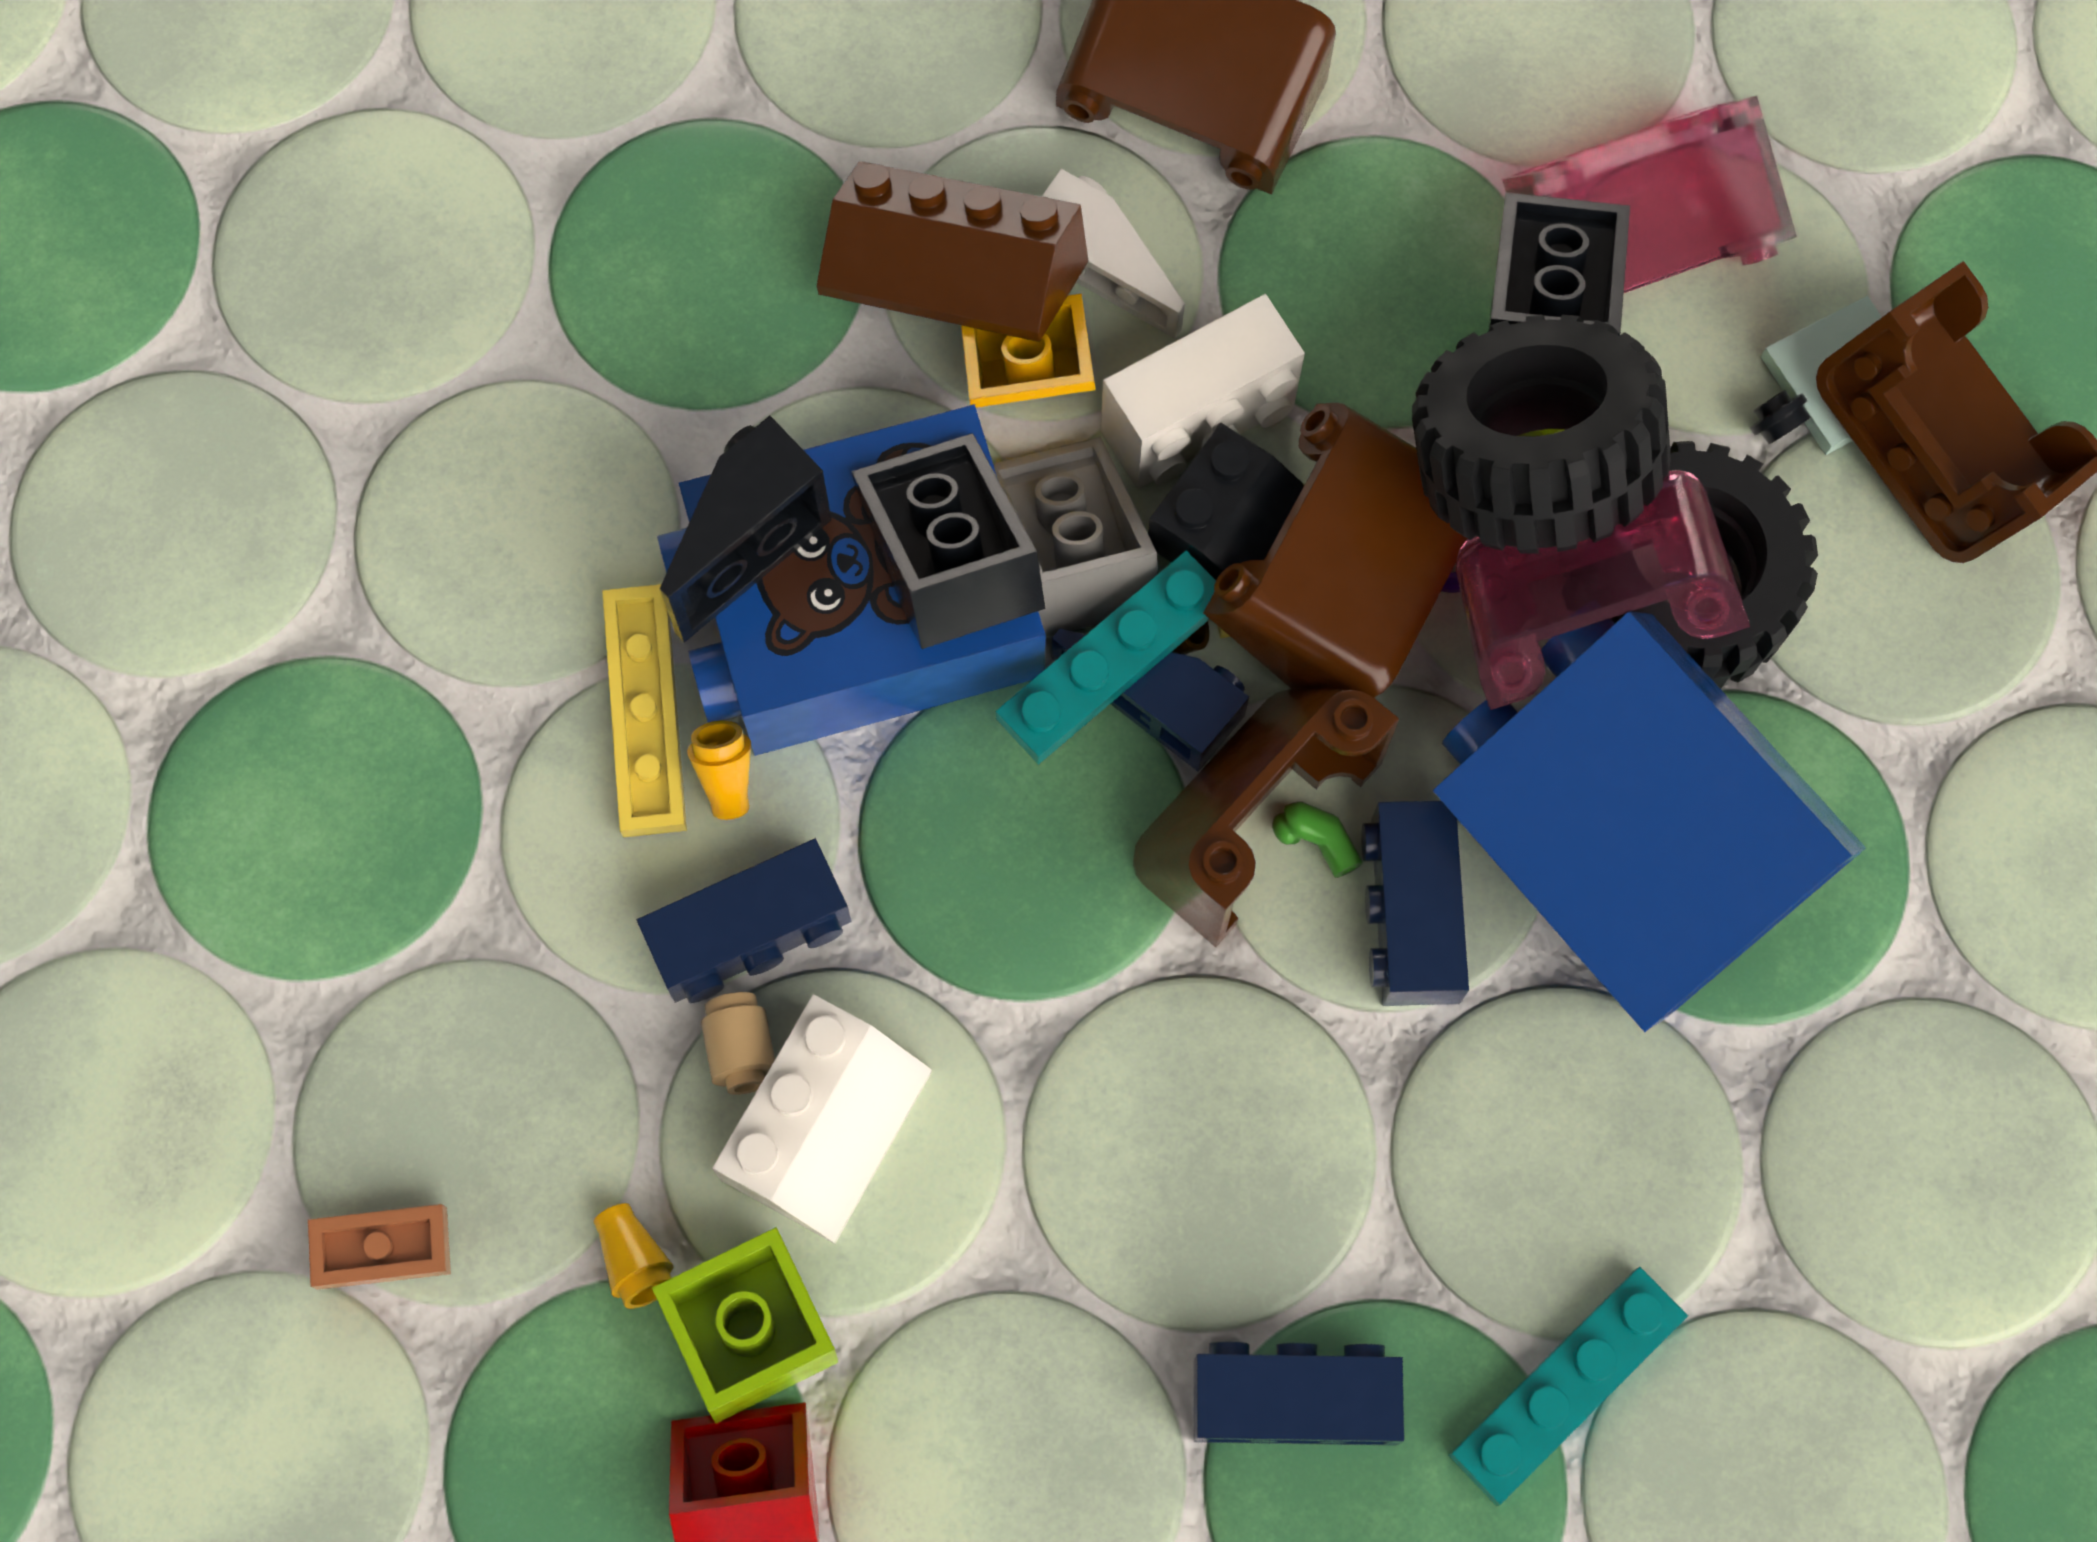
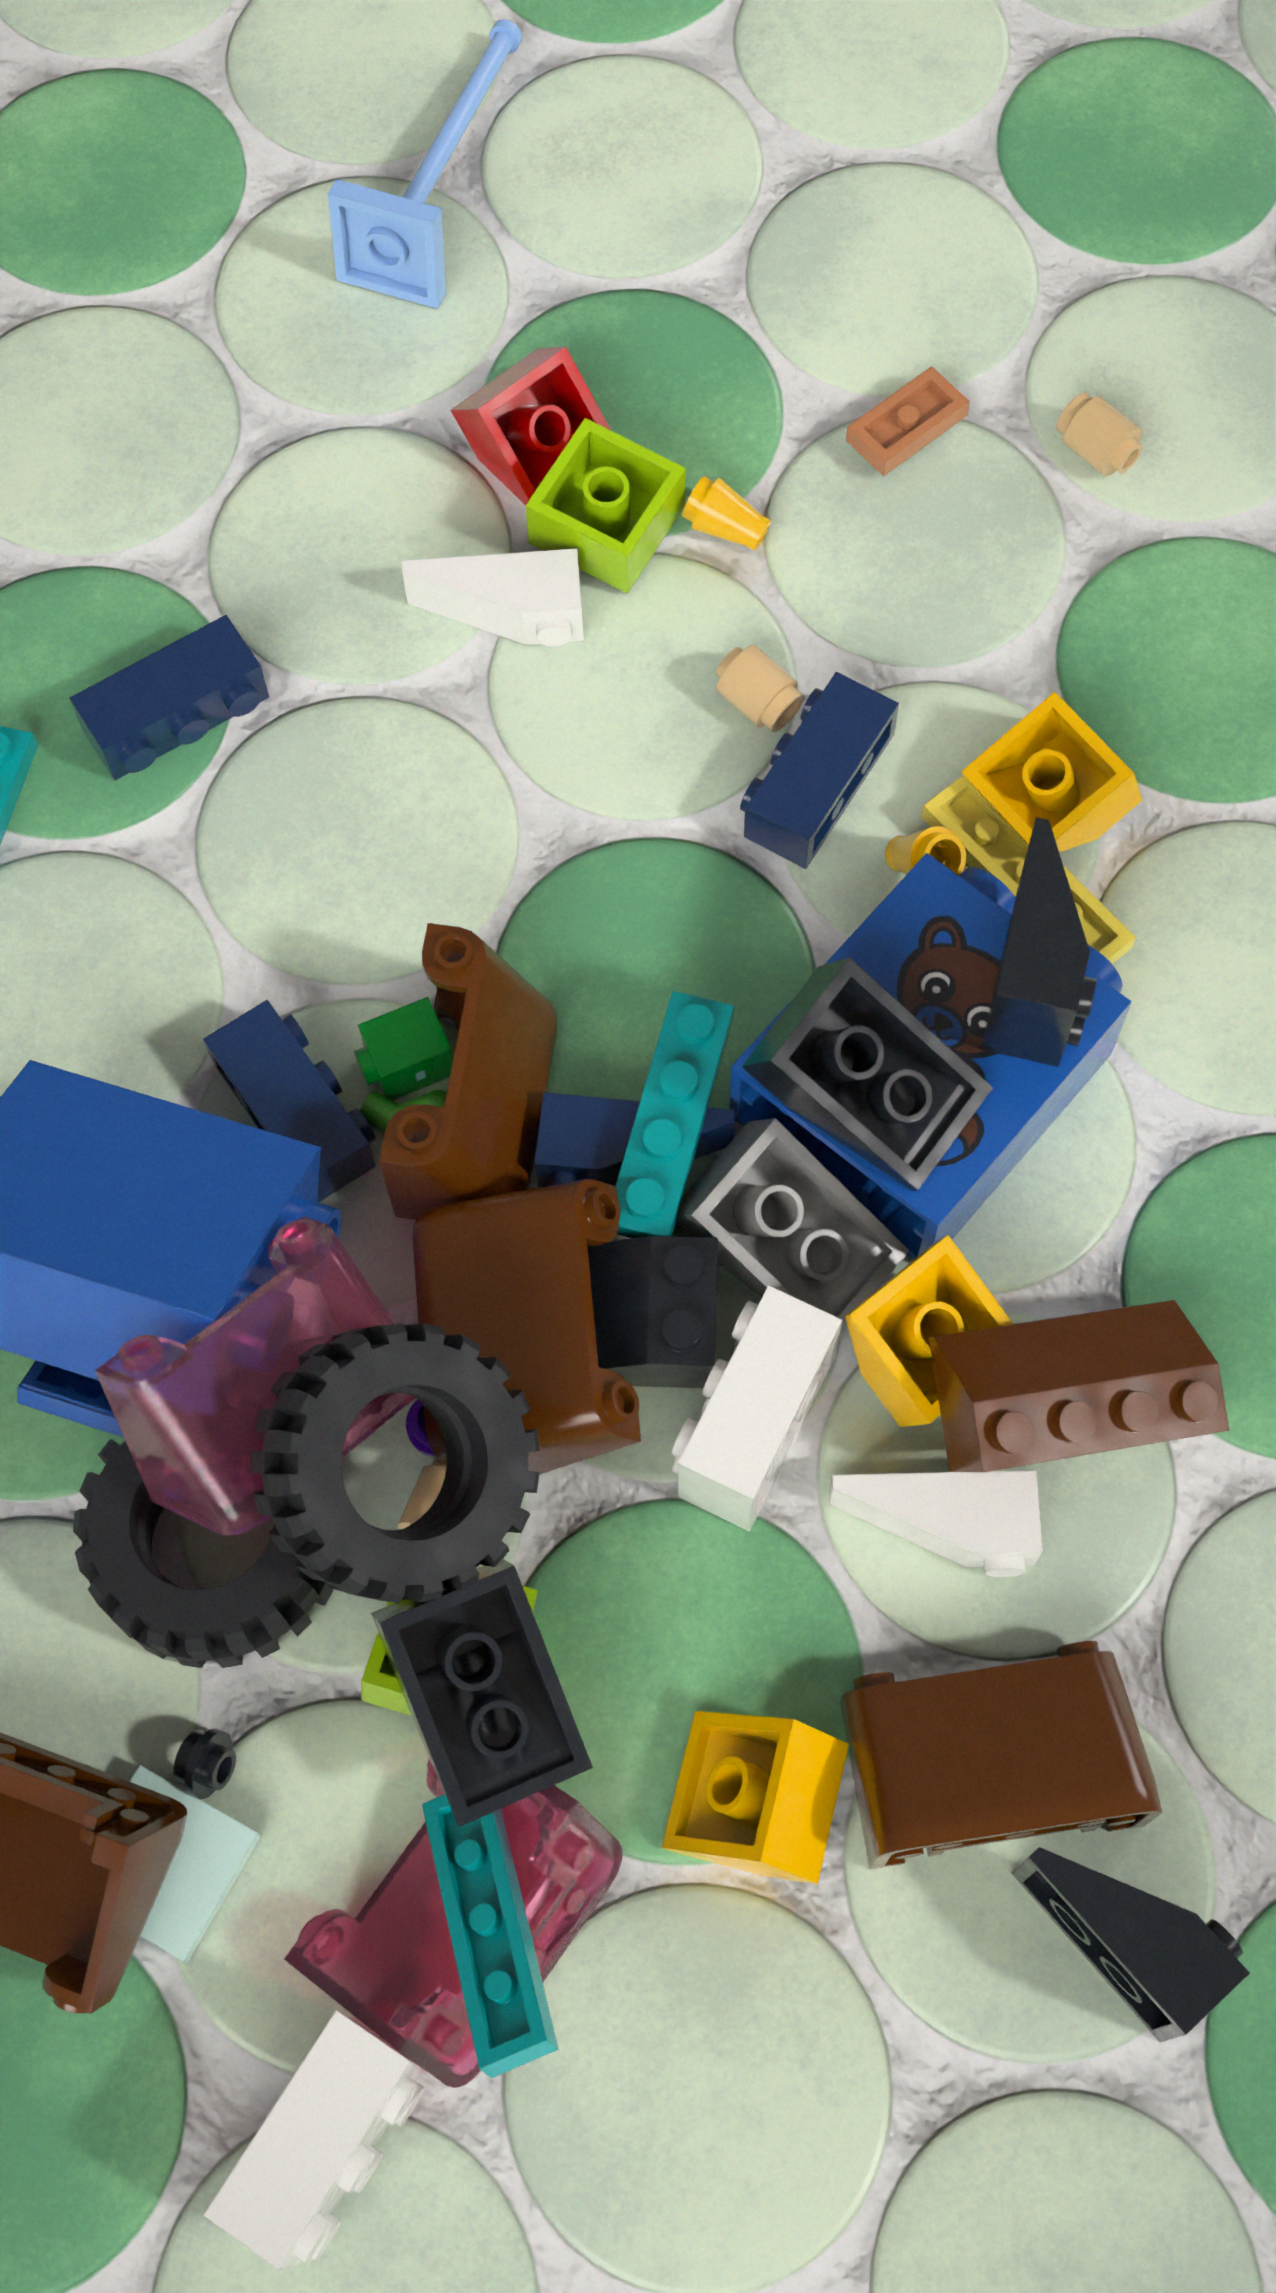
camera: 150 degrees right, 5 degrees down
(216, 1101) = (1100, 434): none -> tan brick
(560, 764) = (1056, 772): none -> yellow slope
(822, 1119) = (656, 674): white slope -> none
(890, 1289) = (508, 594): none -> white slope
(1291, 888) = (404, 1050): none -> green brick
(1383, 154) = (756, 1795): none -> yellow slope
(1648, 136) = (490, 1939): none -> teal plate
(1848, 100) = (317, 2144): none -> white brick

